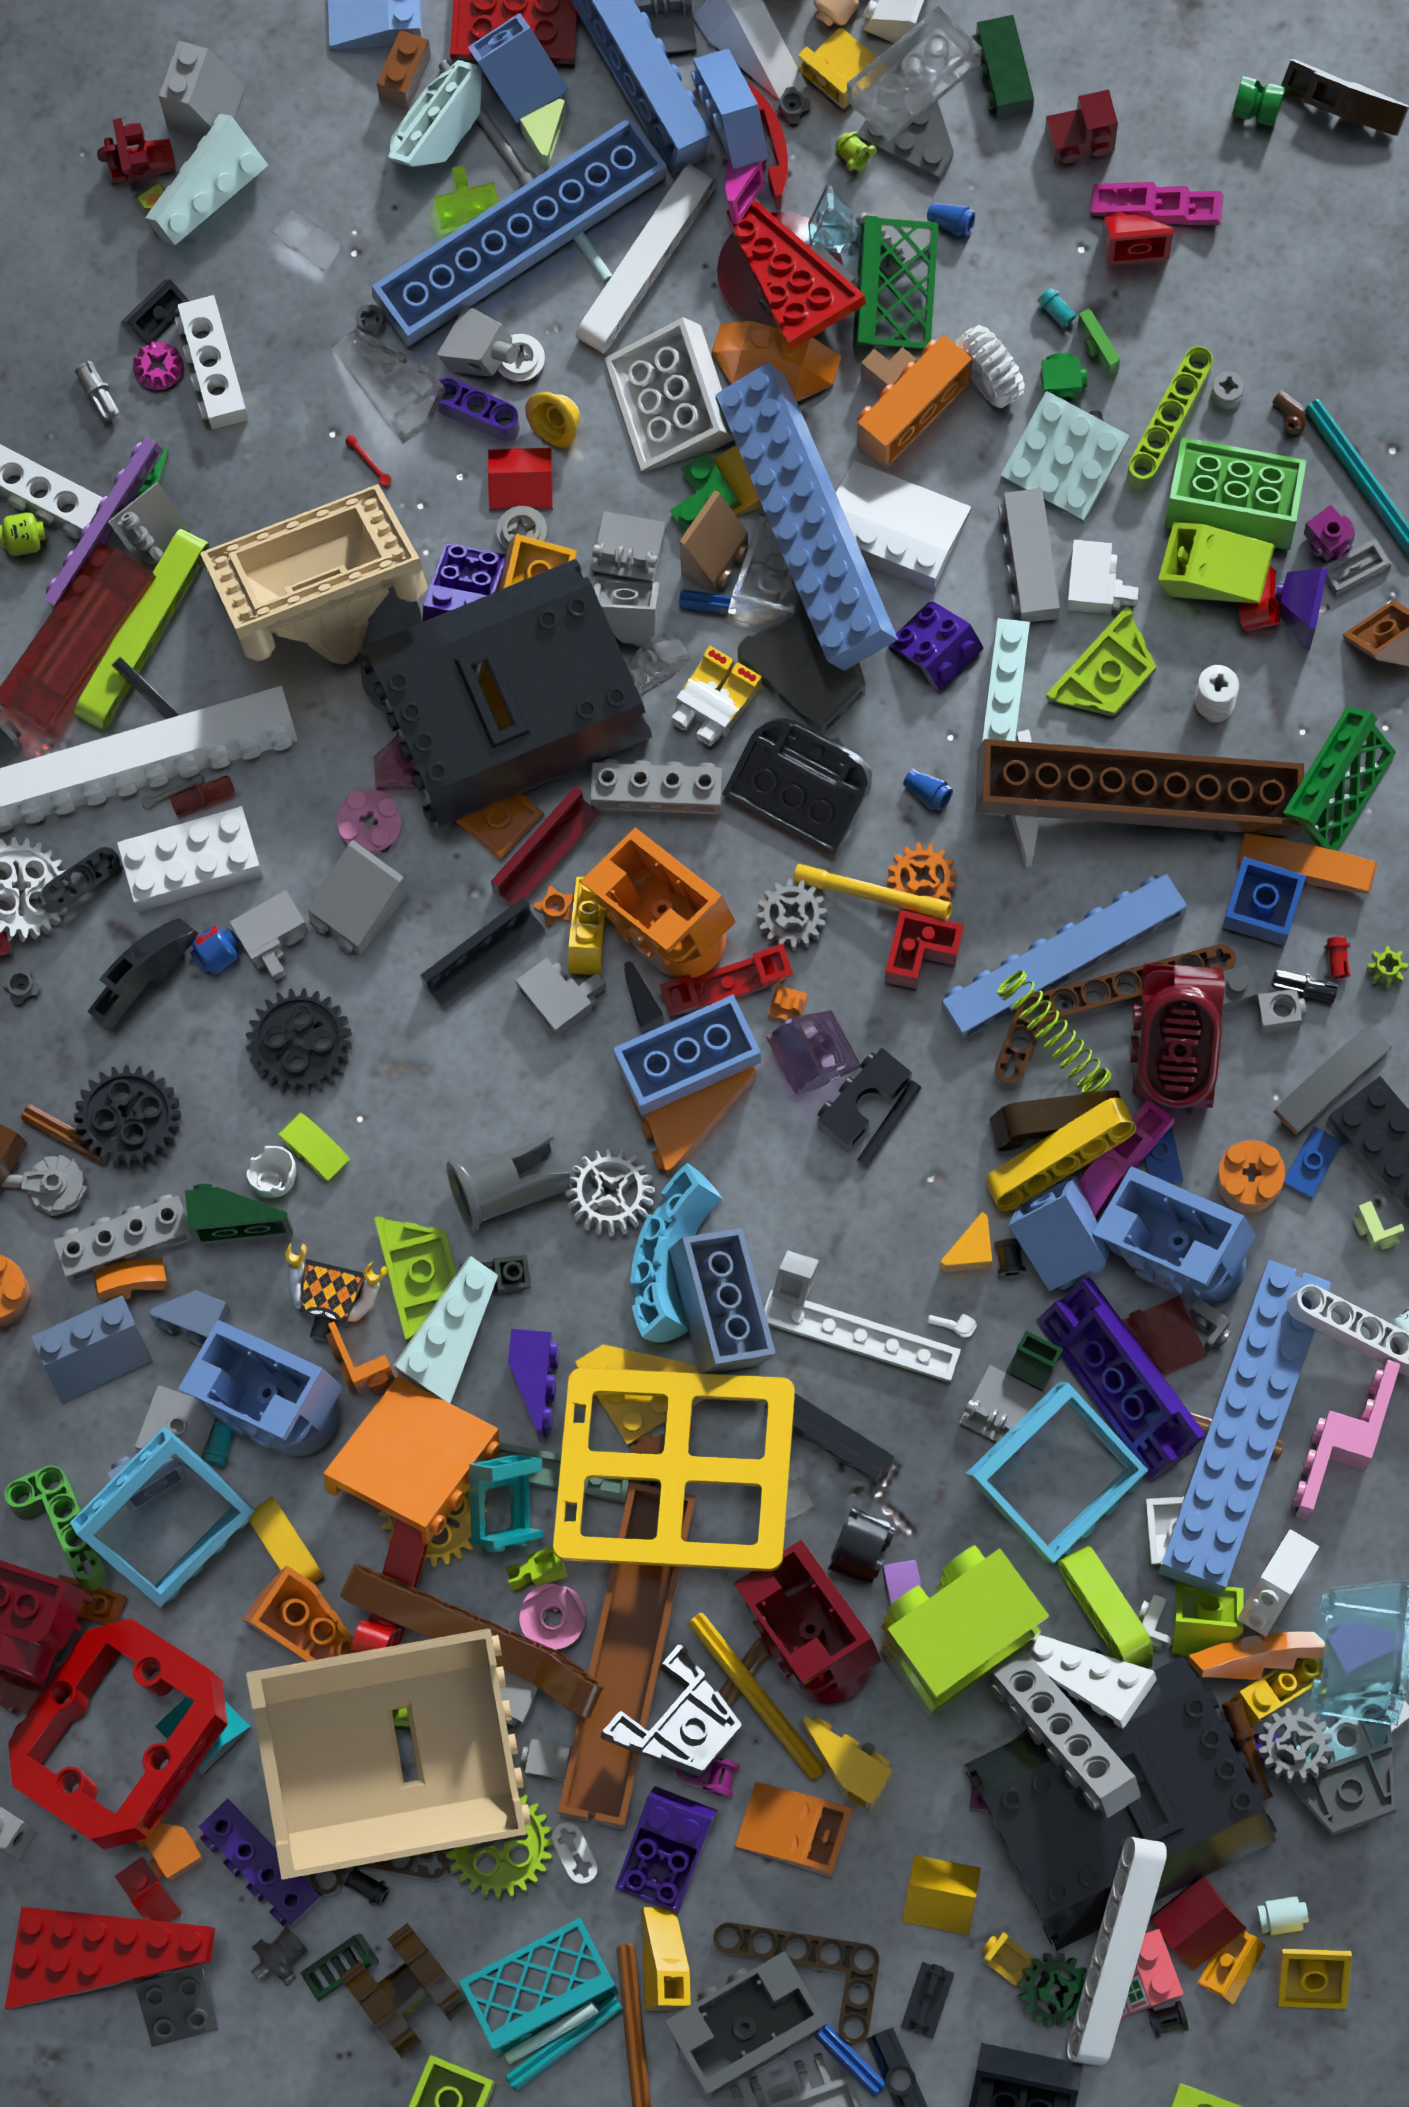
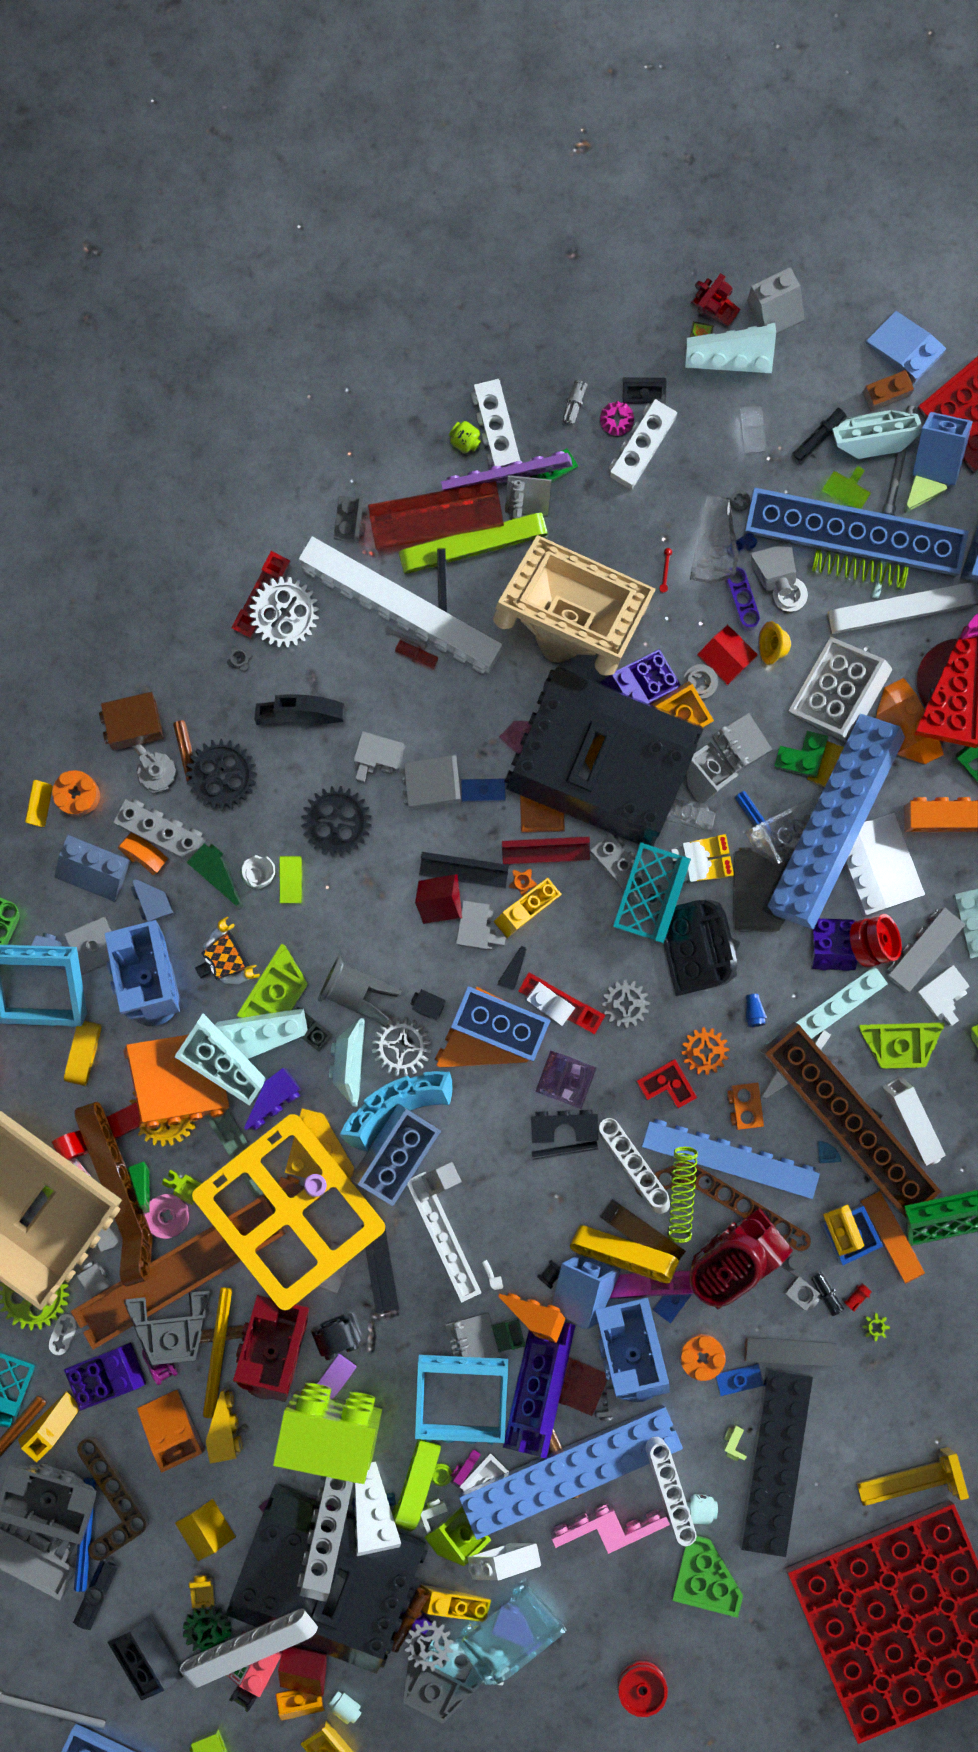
camera: 45 degrees right, 10 degrees up
(85, 867) = (321, 644): black beam -> none
(189, 859) = (377, 680): white brick -> none
(215, 949) = (343, 736): blue head -> none
(218, 1445) = (99, 975): teal pin -> none
(298, 1618) = (51, 1099): orange wedge -> none
(360, 805) = (480, 736): bright pink plate -> none
(368, 1377) = (192, 1005): orange bracket -> none
(381, 179) = (819, 435): none -> black pin
(419, 855) = (483, 790): none -> blue plate
(420, 347) = (746, 540): none -> clear blue arm
(433, 1389) = (220, 1061): none -> light aqua wedge
(484, 1606) = (140, 1180): none -> green slope
(489, 1007) = (438, 899): none -> dark red slope
(510, 1471) = (213, 1130): teal window -> none
(572, 1264) = (348, 1061): none -> light aqua wedge
(592, 1119) = (428, 1004): none -> black brick
(613, 227) = (901, 582): none -> lime piece
(661, 906) = (565, 937): orange brick -> none
(673, 1413) = (315, 1185): none -> lavender tile
(707, 989) = (550, 1003): none -> white plate
(713, 545) = (779, 787): medium nougat slope -> none
(724, 761) = (670, 899): none -> teal fence
(787, 1004) = (578, 1044): orange tile -> none
(880, 372) = (953, 788): medium nougat piece -> none
(921, 904) = (659, 1003): yellow piece -> none
(927, 1999) = (147, 1570): black hinge -> none
(971, 593) = (875, 940): none -> red wheel
(971, 1250) = (537, 1251): light orange slope -> none
(986, 1065) = (637, 1175): none -> white beam
(1028, 882) = (752, 1105): none -> orange brick
(1044, 1309) = (540, 1320): none -> orange slope
(1123, 1575) = (442, 1475): none -> lime plate
(1138, 1549) = (461, 1472): none -> magenta plate
(1153, 852) = (827, 1153): none -> dark azure tile
(1201, 727) = (914, 1120): none -> white slope
(1216, 693) = (946, 1115): white piece -> none
(1250, 899) = (843, 1230): none -> yellow slope
(1250, 1655) = (458, 1580): orange slope -> none

